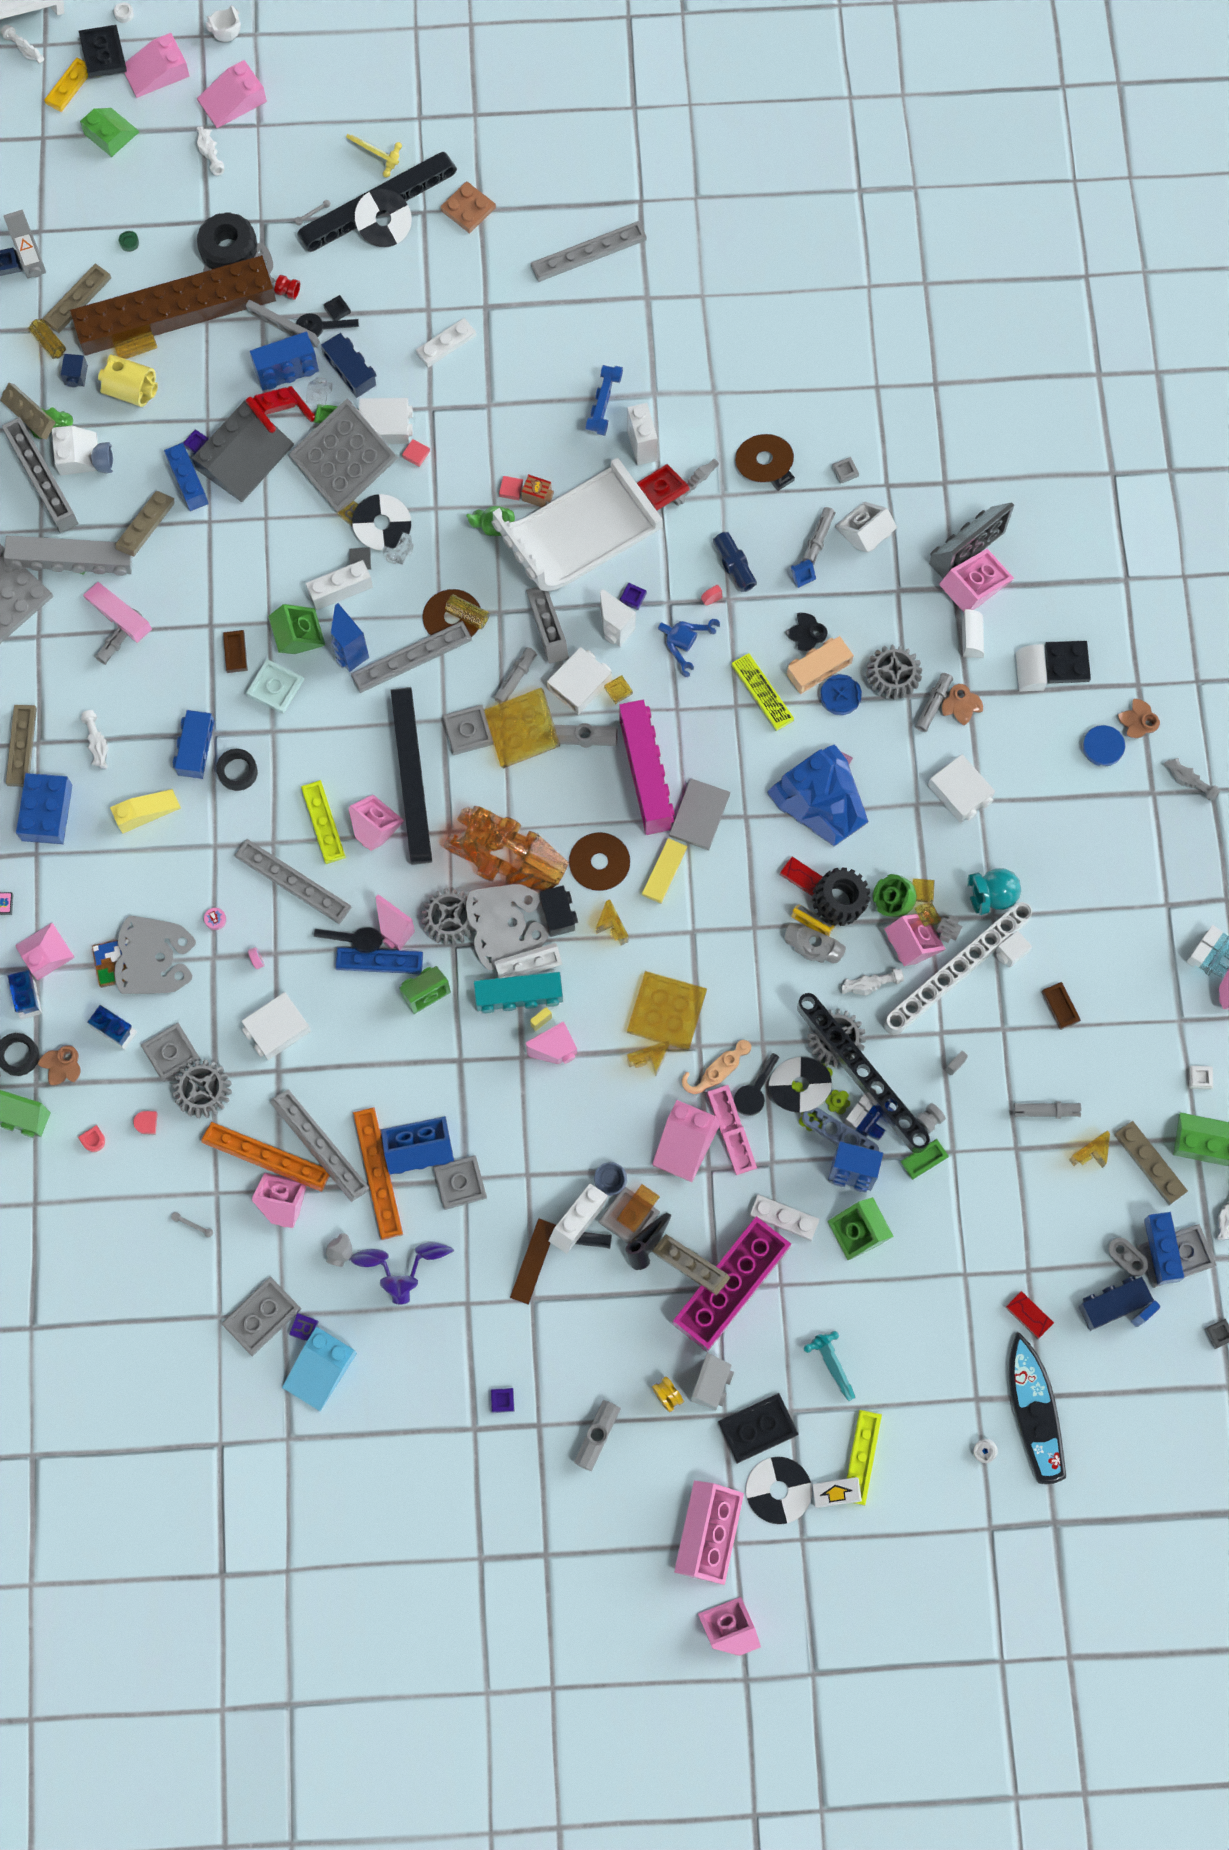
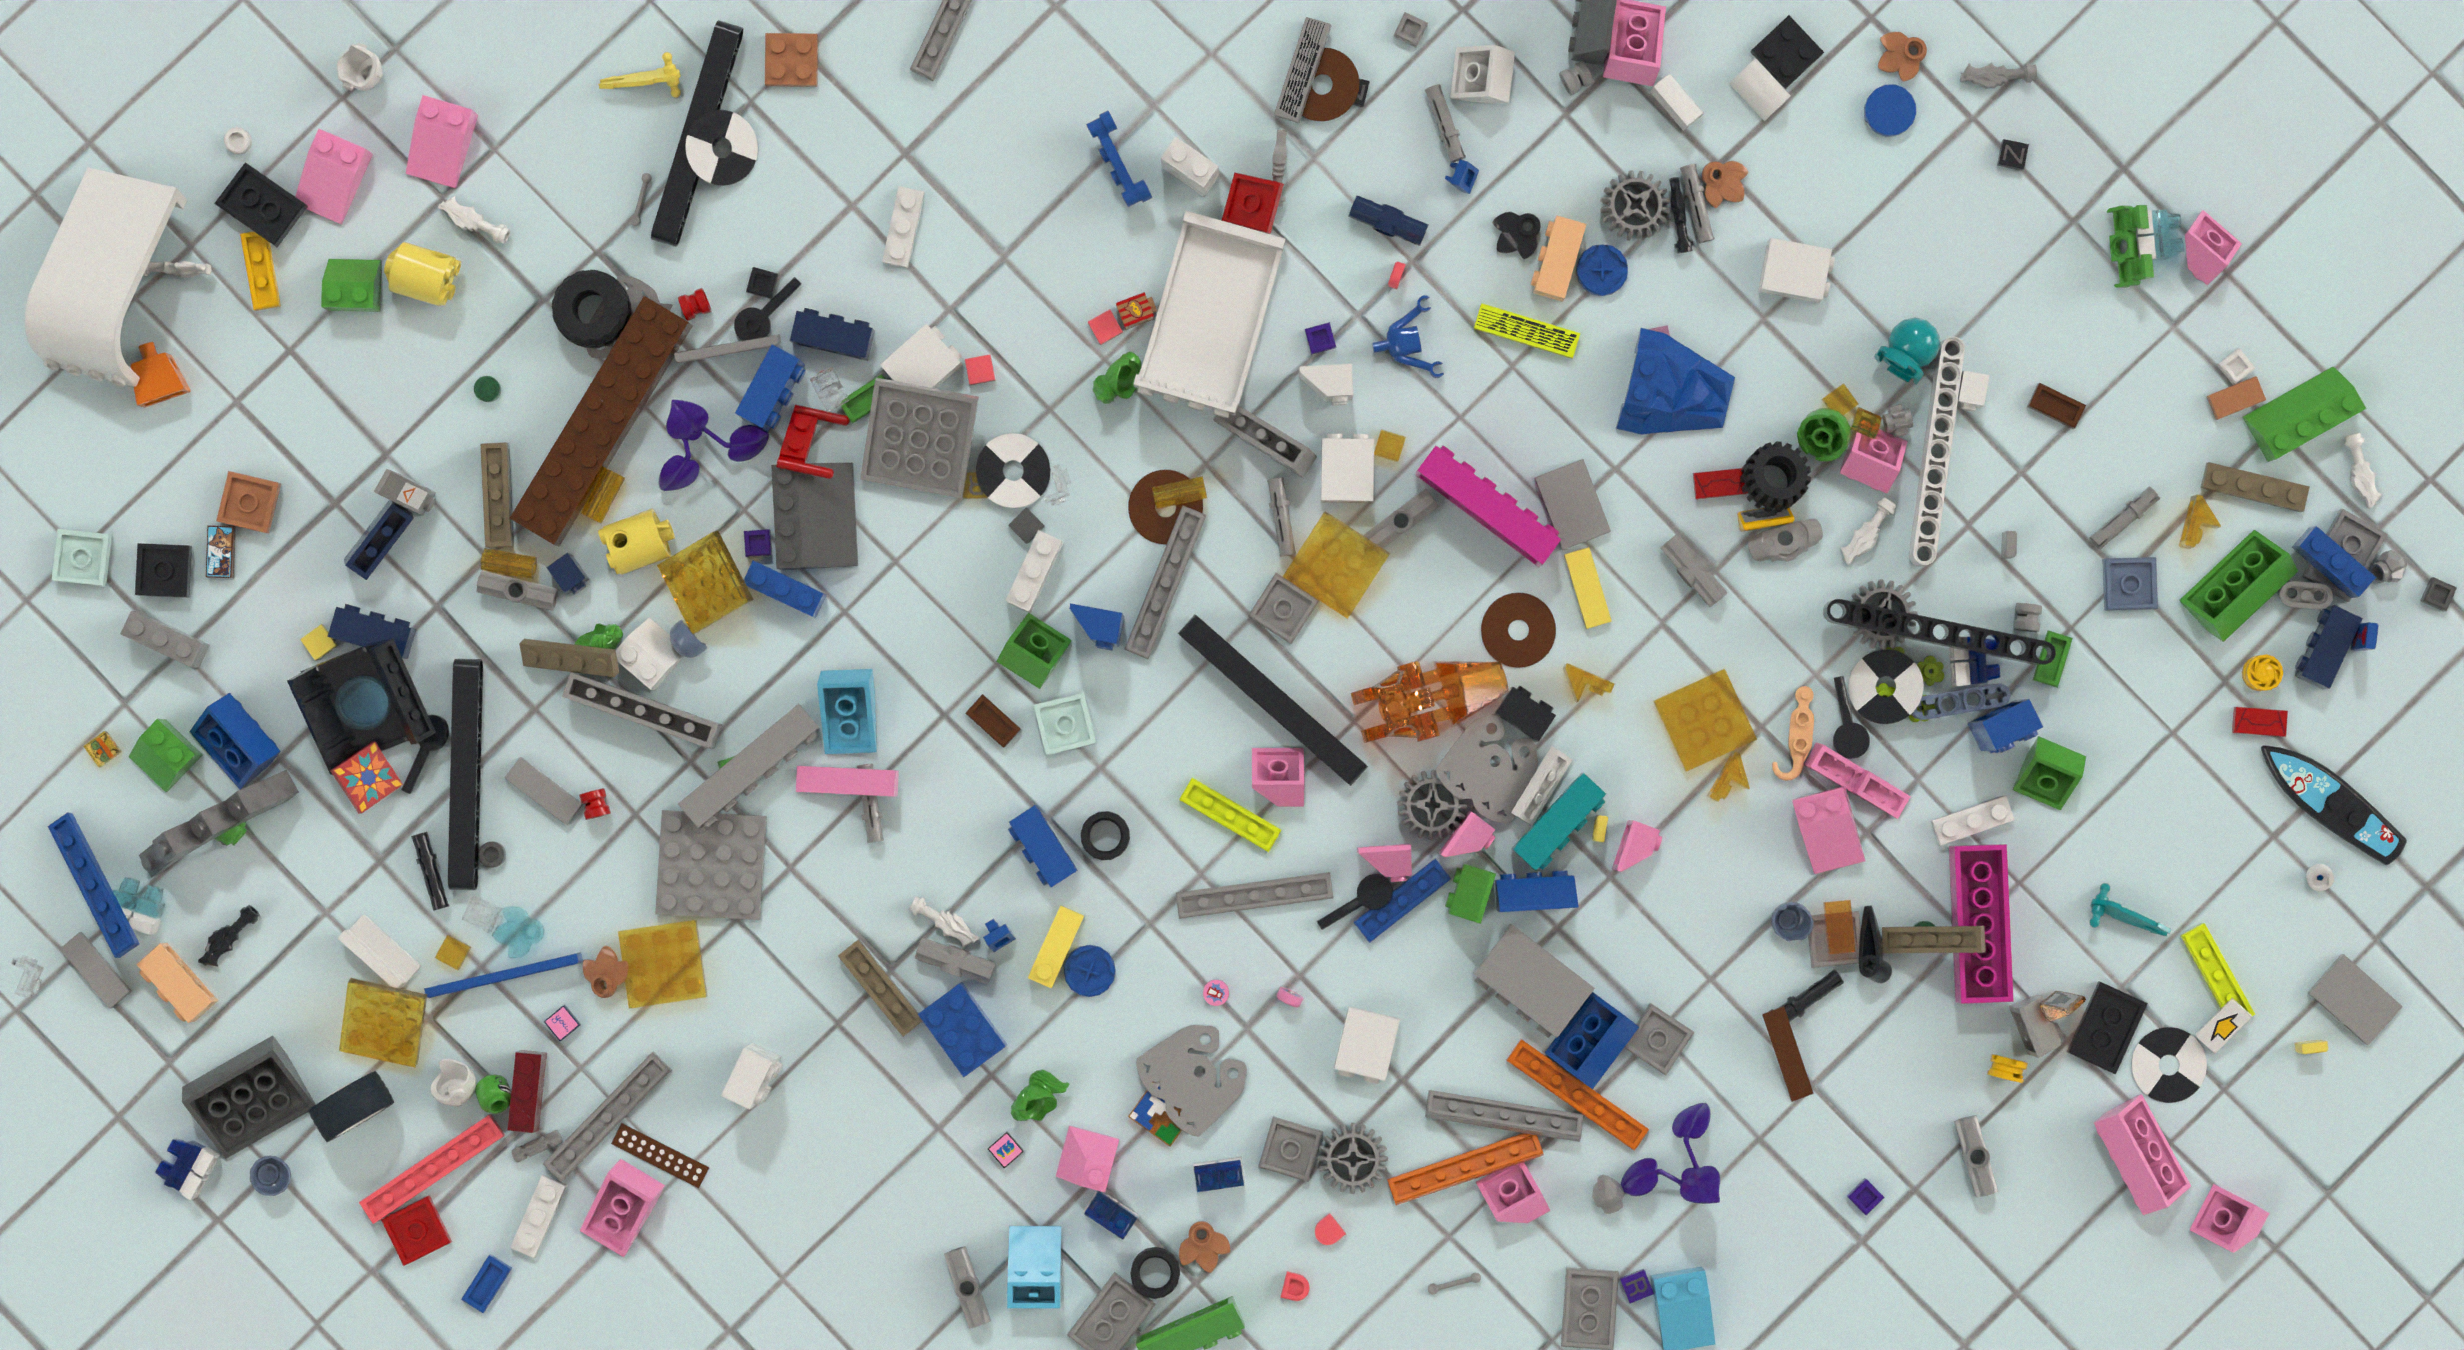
camera: 40 degrees left, 15 degrees up
(42, 363) = (533, 593): none -> light grey piece
(46, 887) = (1037, 1097): none -> bright green hair
(79, 766) = (955, 960): none -> light grey piece
(118, 773) = (998, 935): none -> blue tile
(144, 434) = (705, 582): none -> clear yellow plate
(145, 523) = (791, 671): dark tan plate -> none
(152, 150) = (421, 273): none -> light yellow cylinder
(152, 841) = (1089, 970): none -> blue tile
(156, 573) = (848, 711): none -> medium azure slope
(217, 328) = (687, 423): none -> dark purple plant
(413, 1075) = (1533, 982): none -> light grey panel
(452, 951) = (1469, 836): none -> bright pink slope
(464, 1022) = (1535, 892): none -> blue slope
(578, 1218) = (1798, 984): white brick -> none
(737, 1381) = (2060, 1005): none -> clear orange slope
(740, 913) = (1693, 570): none -> light grey piece
(759, 440) = (1302, 70): none -> light grey tile
(885, 1559) = (2310, 1047): none -> light yellow tile
(917, 572) = (1576, 77): none -> light grey wheel
(921, 694) = (1678, 207): none -> black piece
(942, 1555) = (2355, 999): none -> light grey tile
(1016, 1155) = (2130, 583): none -> sand blue tile
(1057, 1283) = (2262, 672): none -> yellow wheel
(1088, 1214) = (2239, 585): none -> bright green slope
(1161, 833) = (2012, 154): none -> black tile
(1184, 1096) = (2236, 398): none -> nougat tile
(1187, 955) = (2129, 266): none -> bright green piece
(1200, 1286) = (2389, 567): none -> light grey rock

